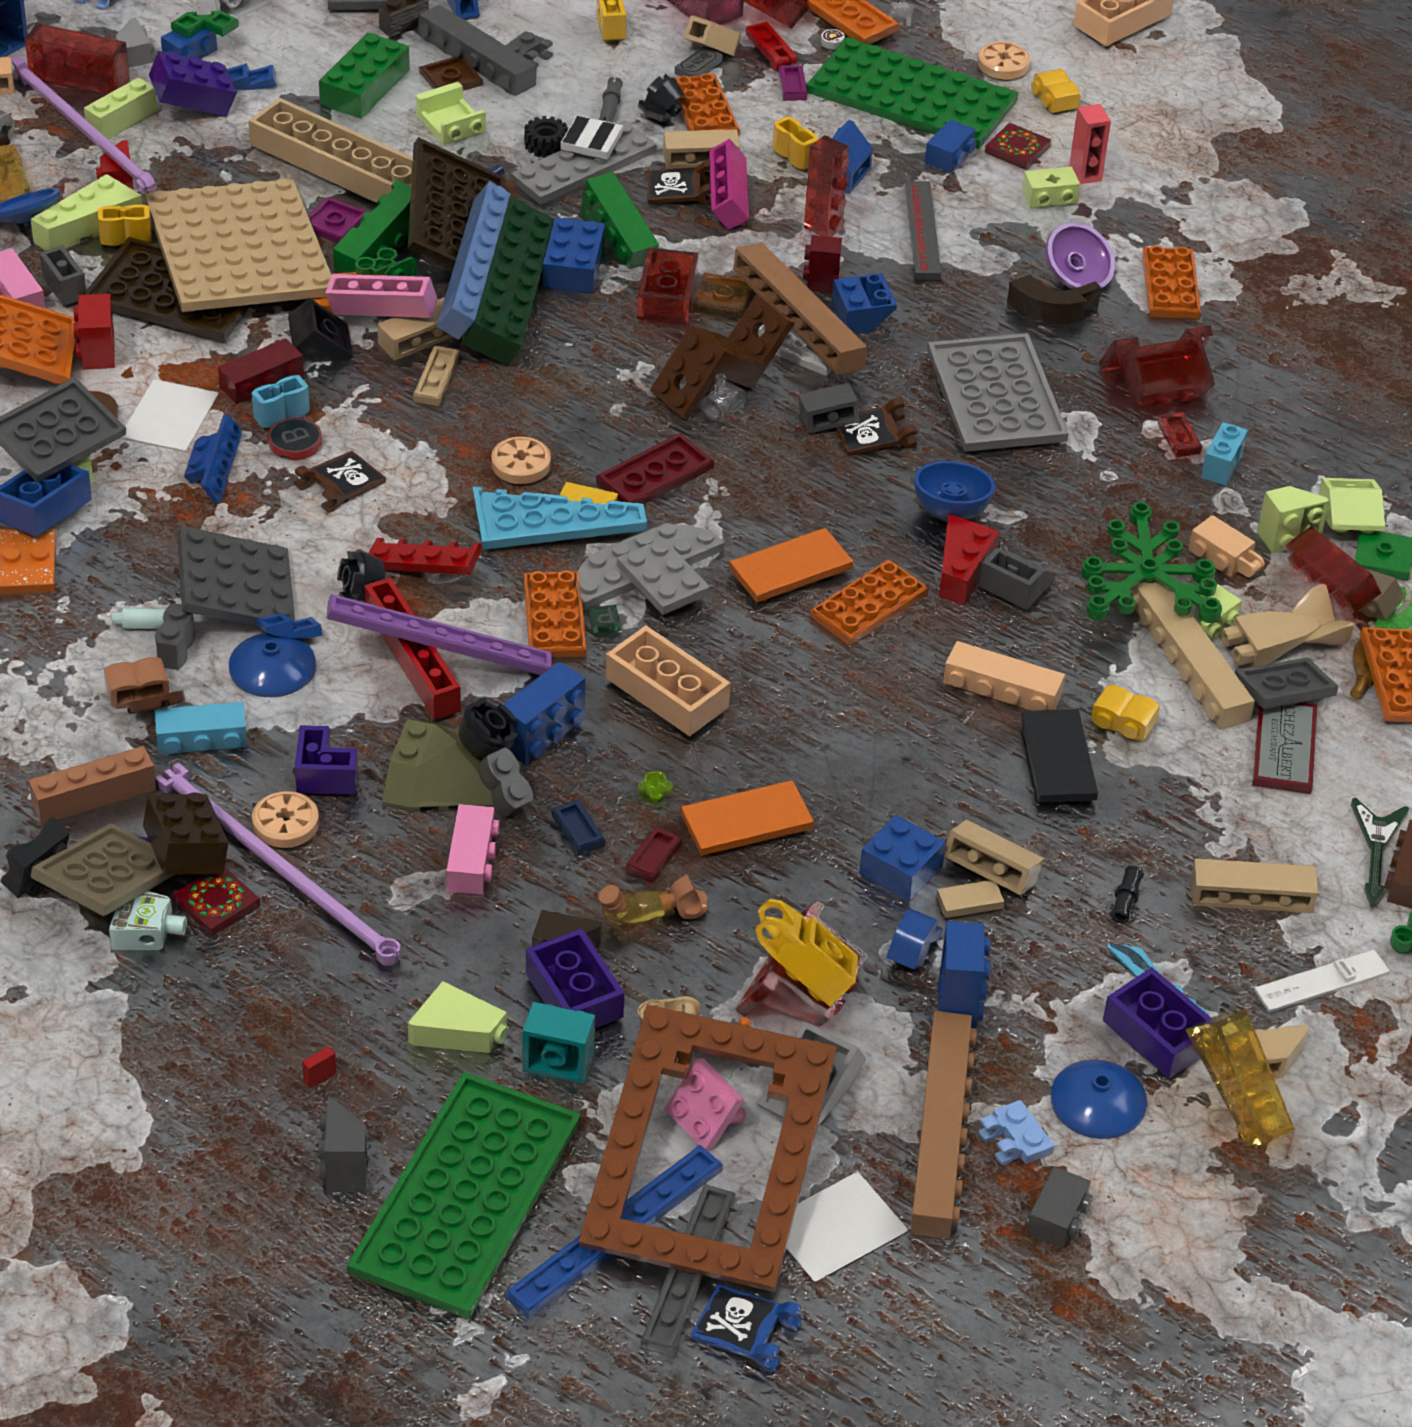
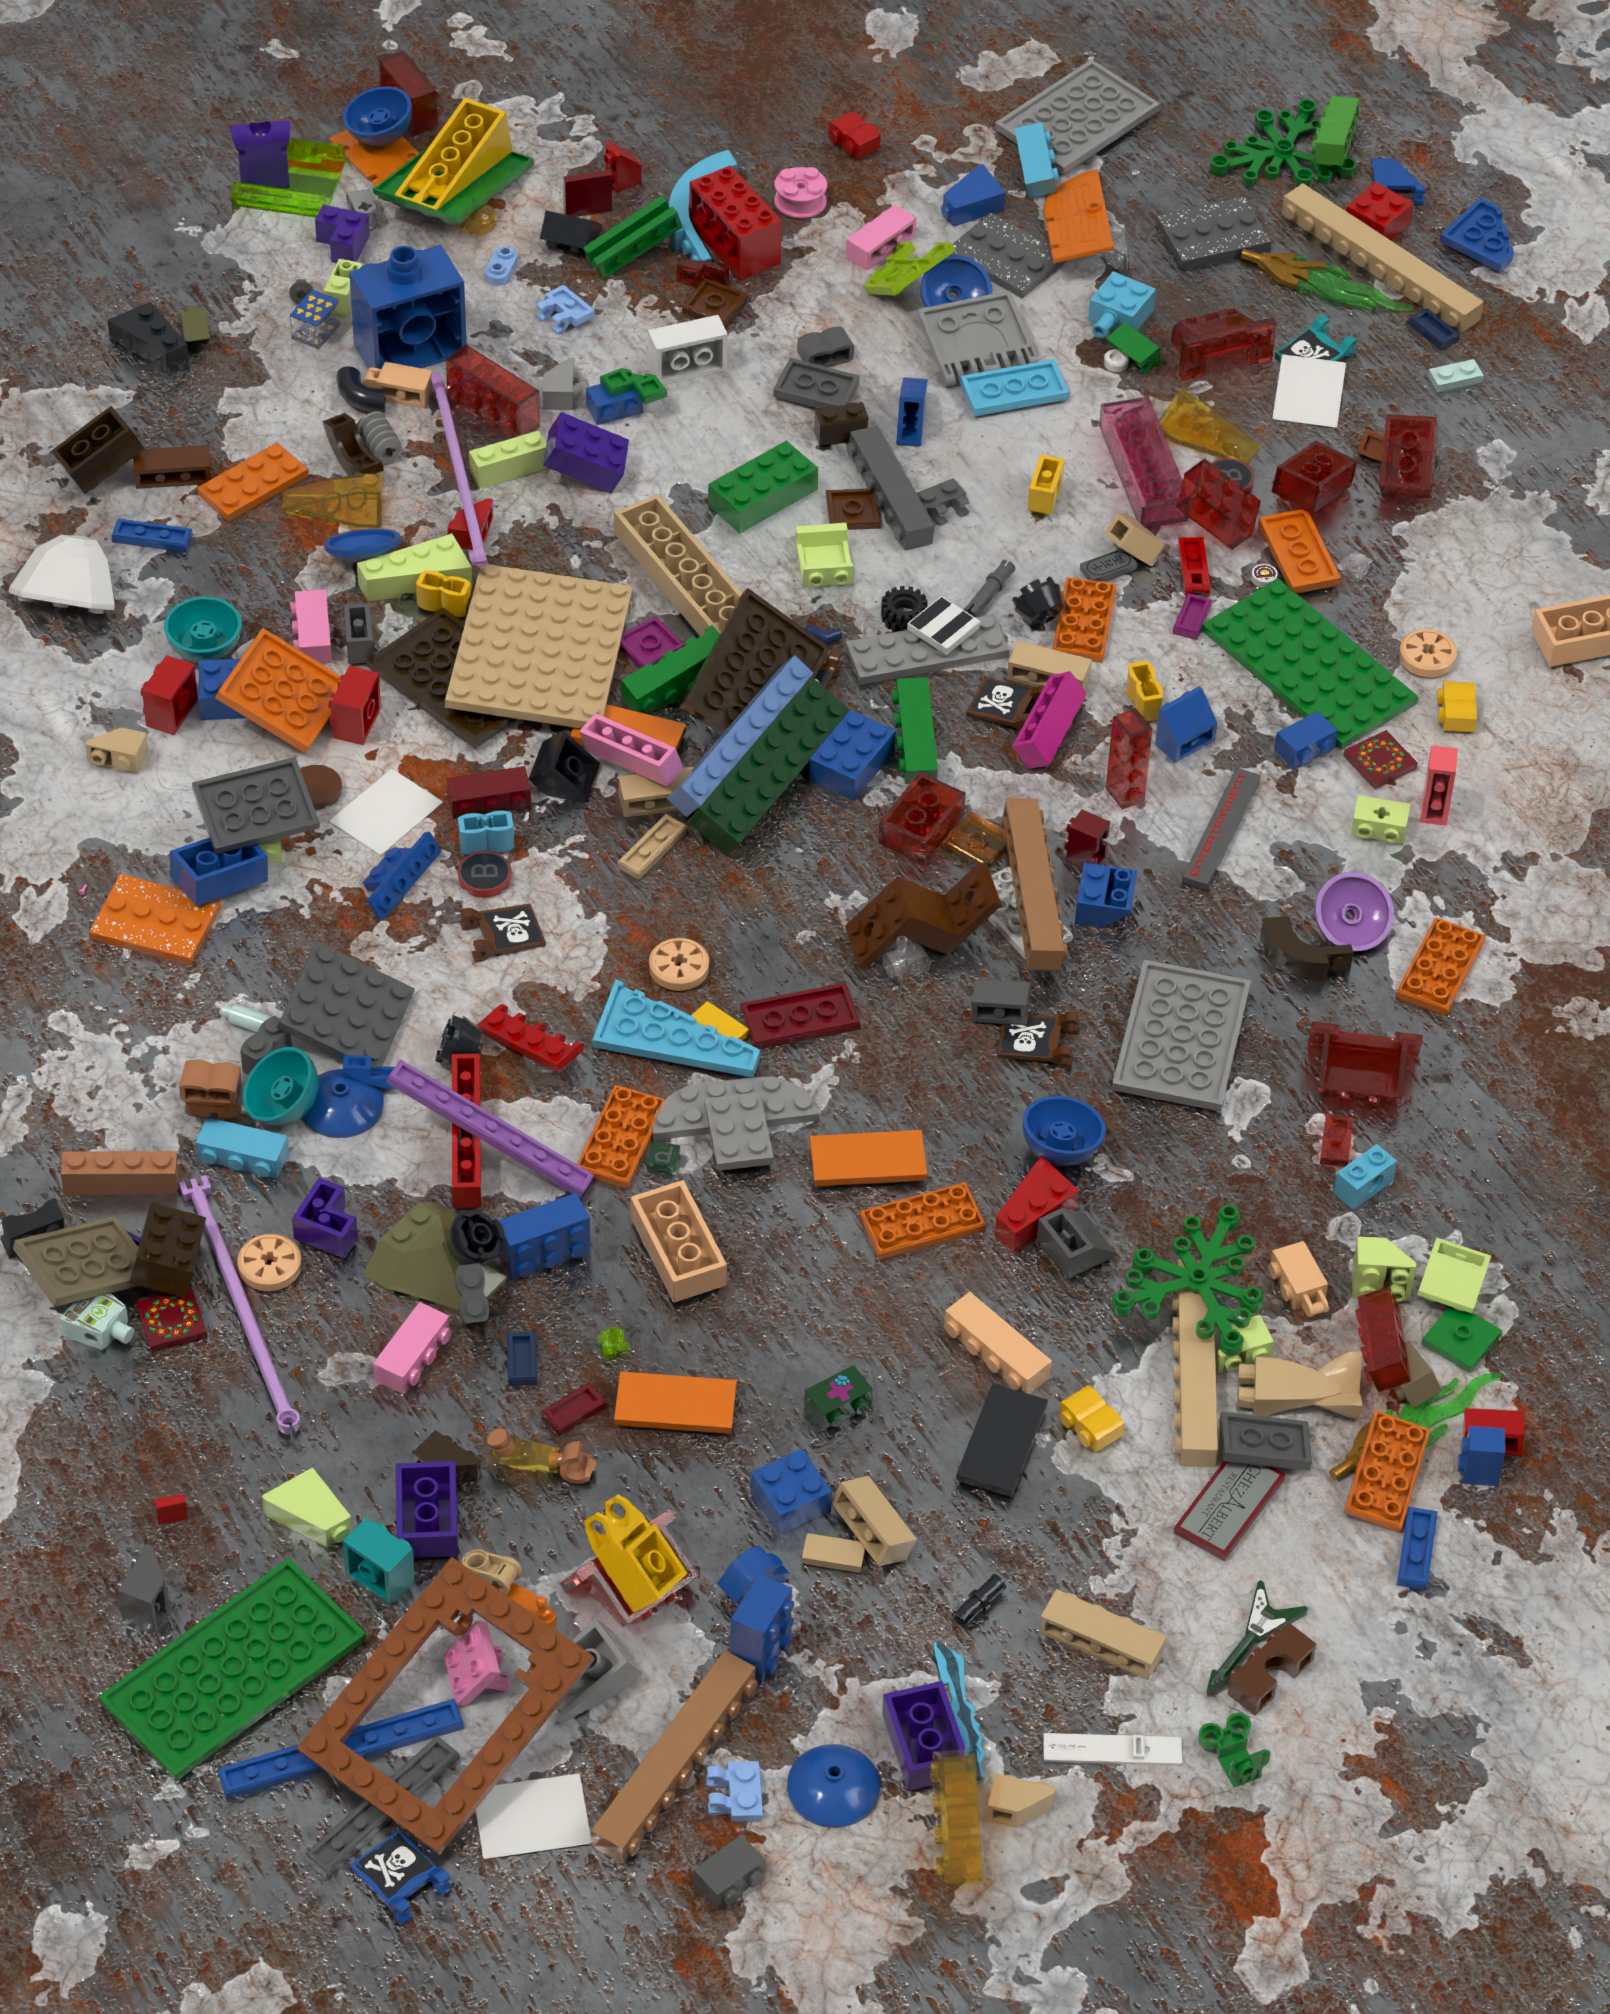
camera: 25 degrees right, 5 degrees up
(214, 660) = (281, 1087): none -> teal piece
(255, 79) = (649, 455): blue slope -> none
(386, 264) = (658, 719): green piece -> none
(893, 766) = (838, 1398): none -> dark green brick

